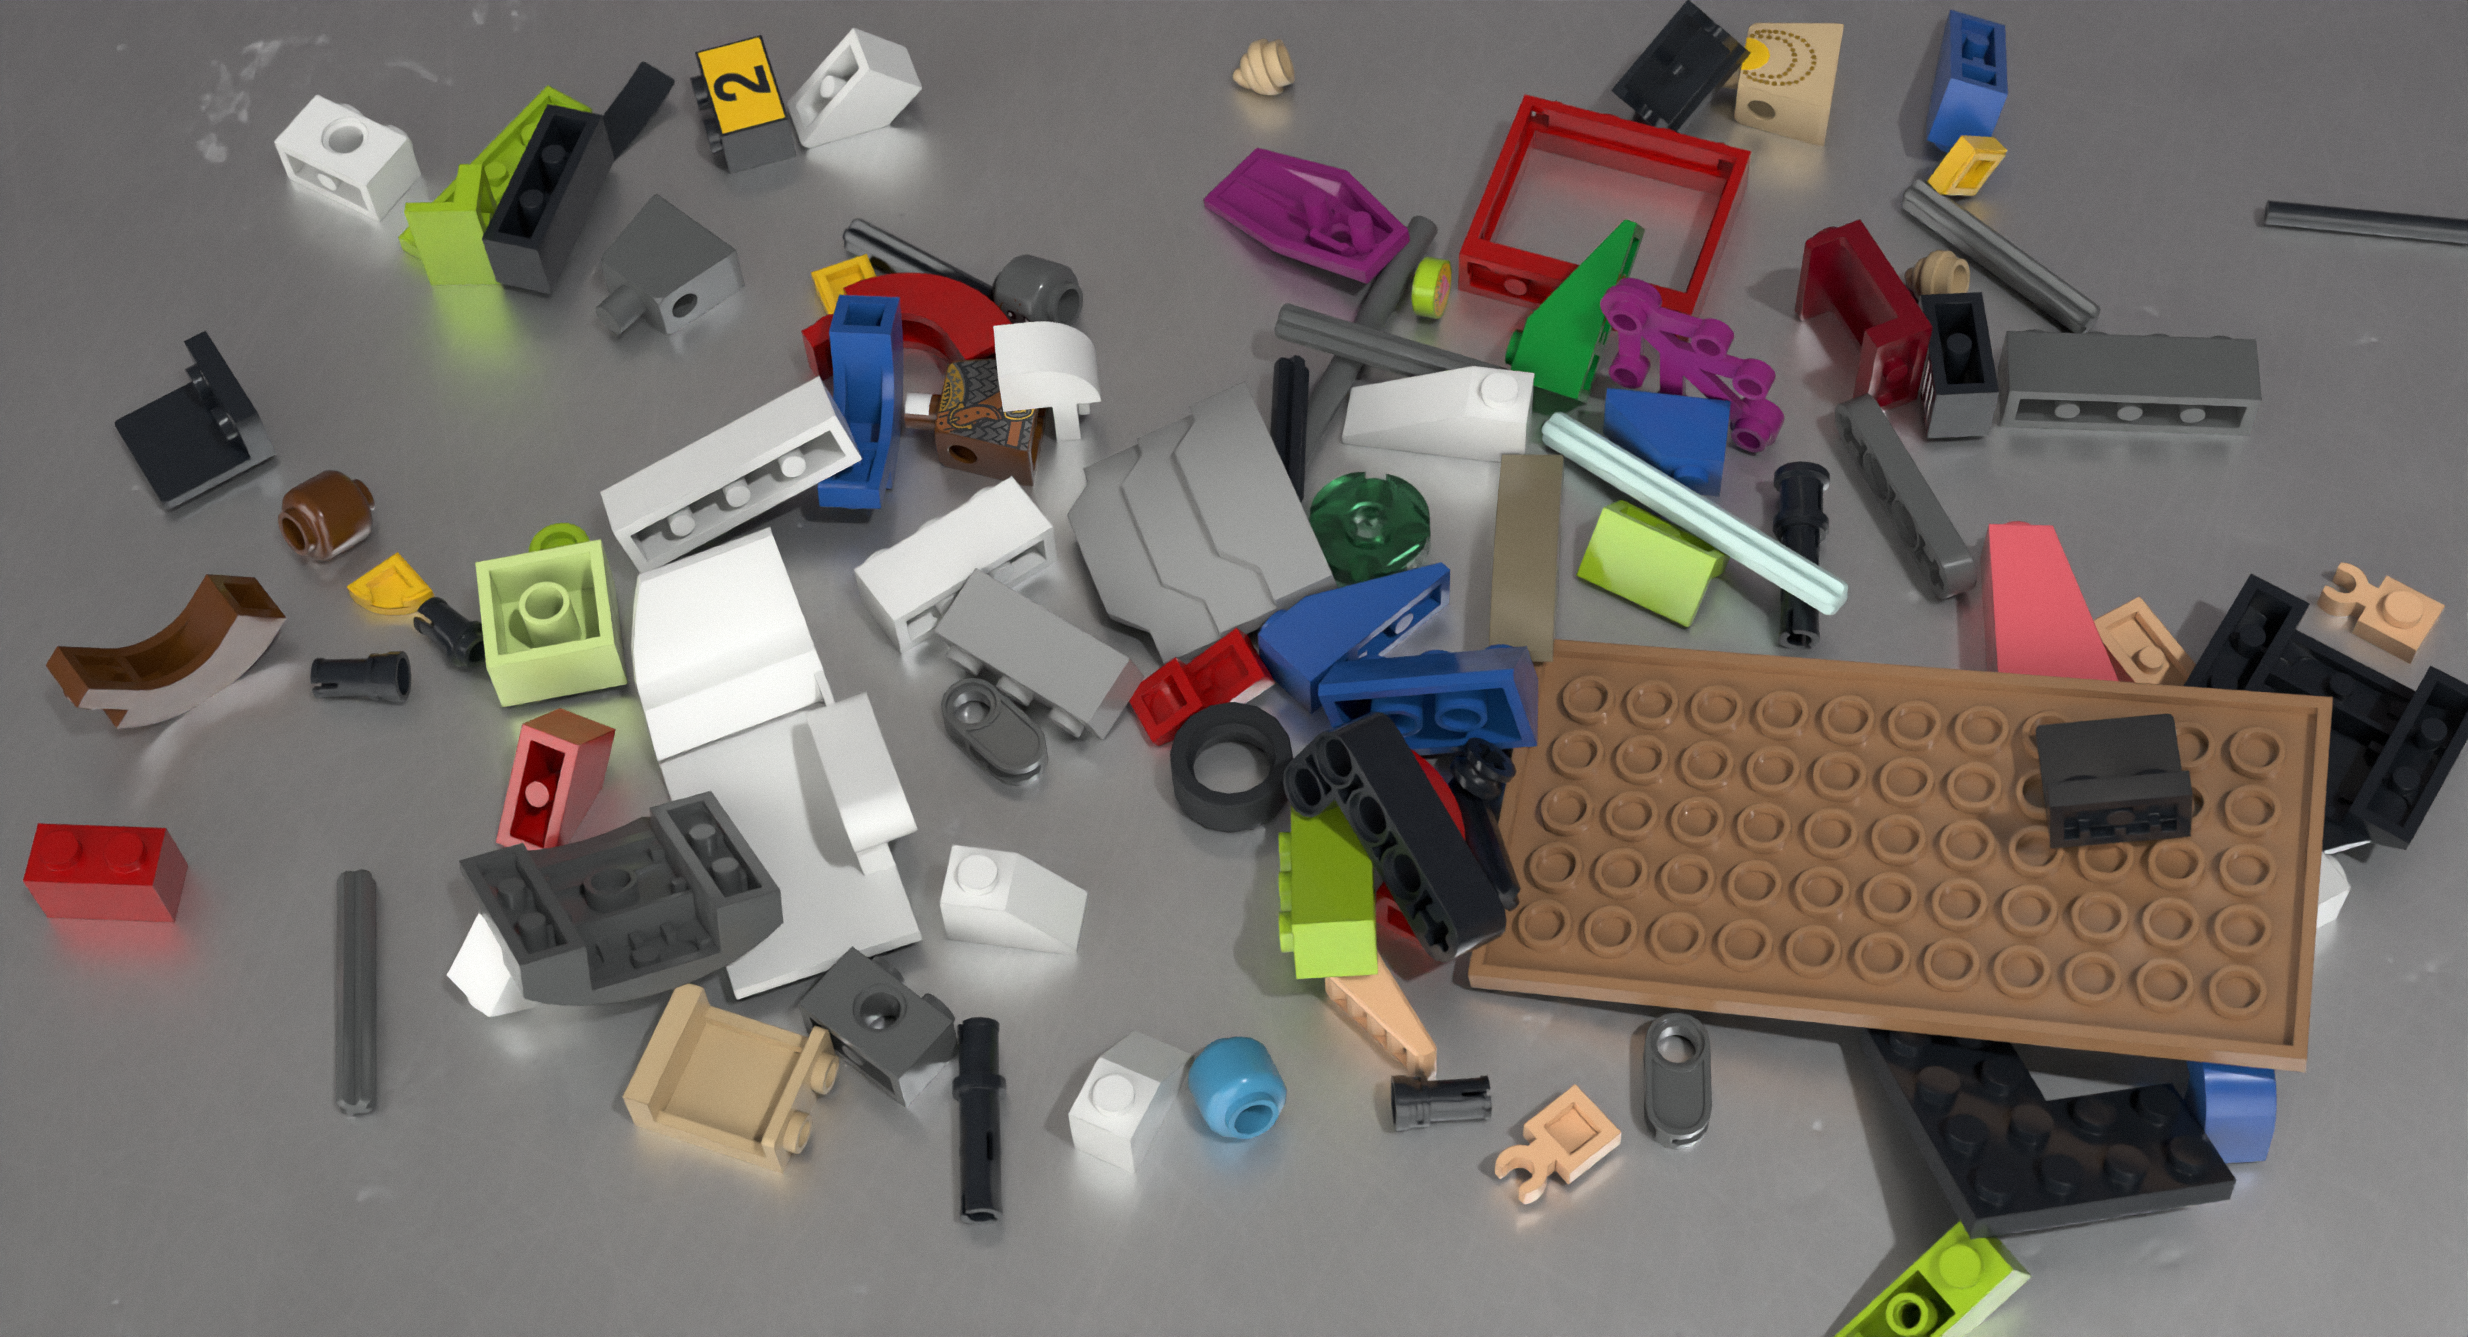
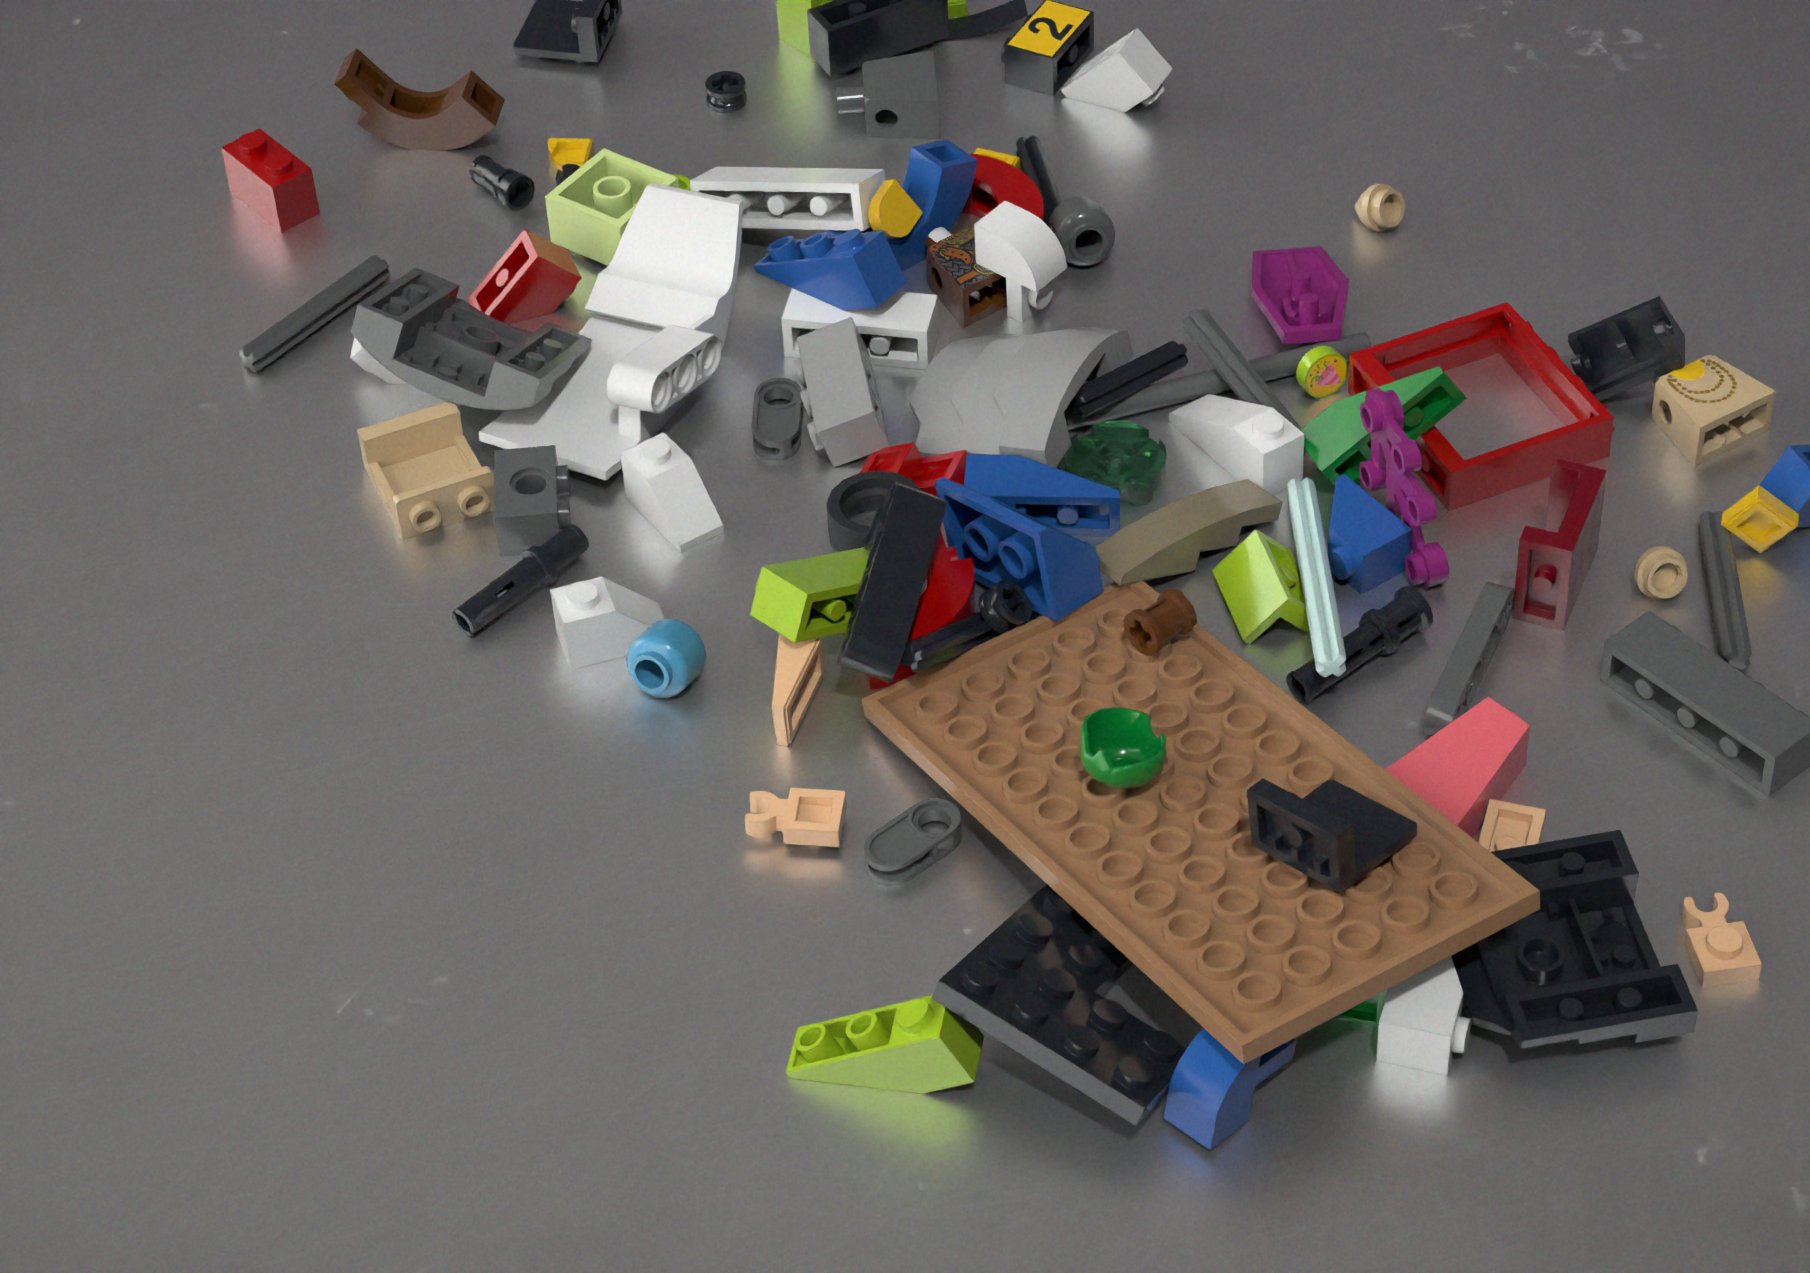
camera: 45 degrees right, 15 degrees down
(326, 515) = (578, 98): reddish brown head -> none
(465, 374) = (726, 91): none -> black bush
(868, 416) = (893, 210): none -> yellow tile
(897, 527) = (841, 269): none -> blue slope
(1420, 1101) = (757, 742): black pin -> none
(1661, 676) = (1160, 621): none -> reddish brown bush
(1826, 843) = (1121, 748): none -> green hair
(1959, 367) = (1591, 608): black brick -> none

